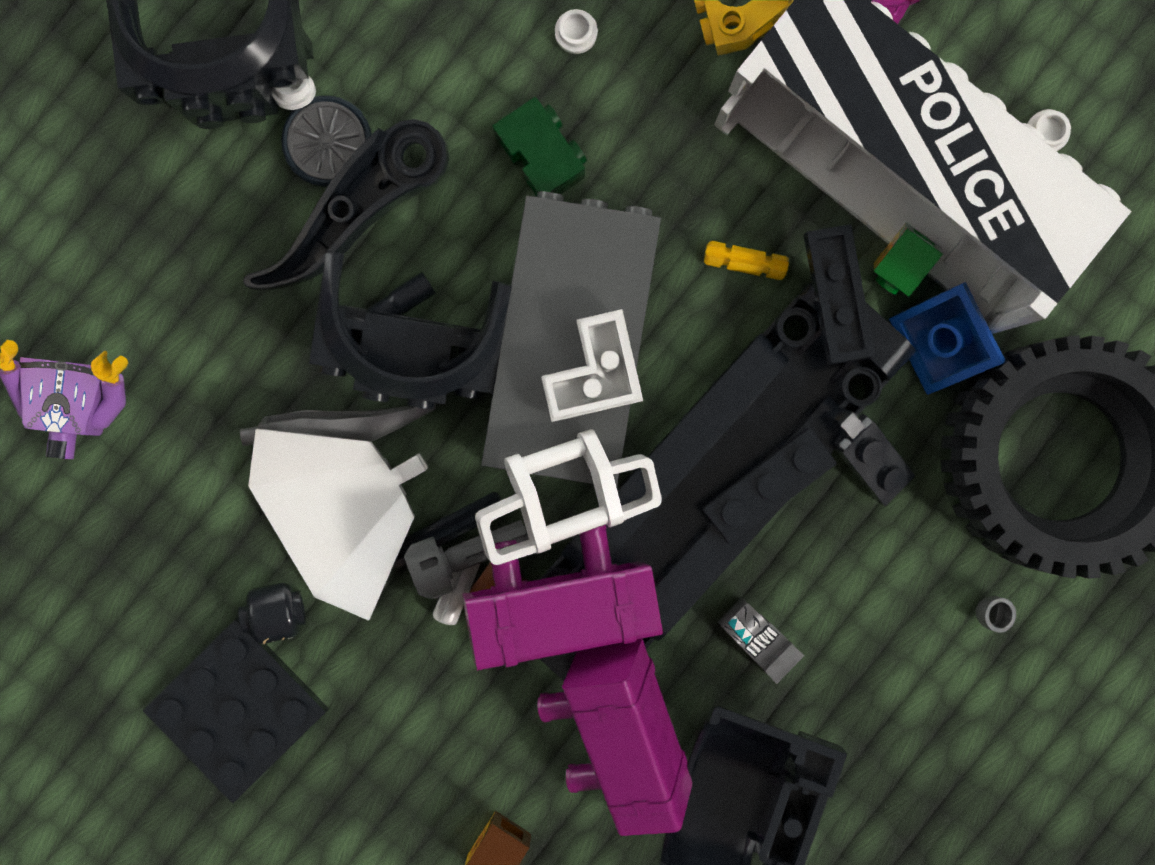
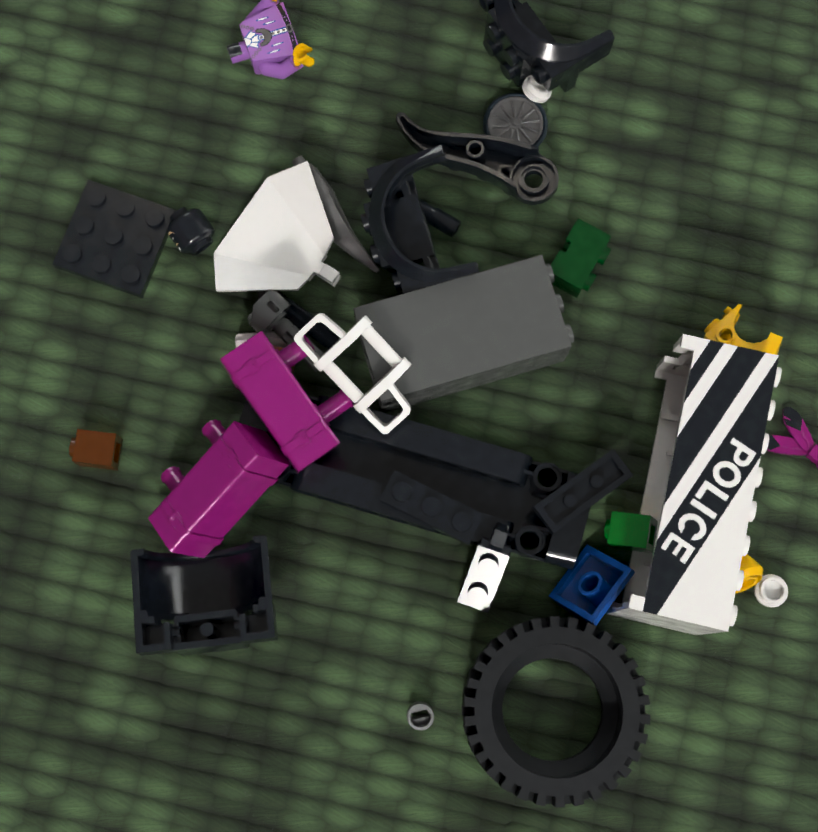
camera: 60 degrees right, 10 degrees down
(576, 31) = (669, 245): white plate -> none
(607, 379) = (448, 355): white brick -> none
(746, 260) = (576, 427): yellow axle -> none
(760, 640) = (324, 557): flat silver leg -> none

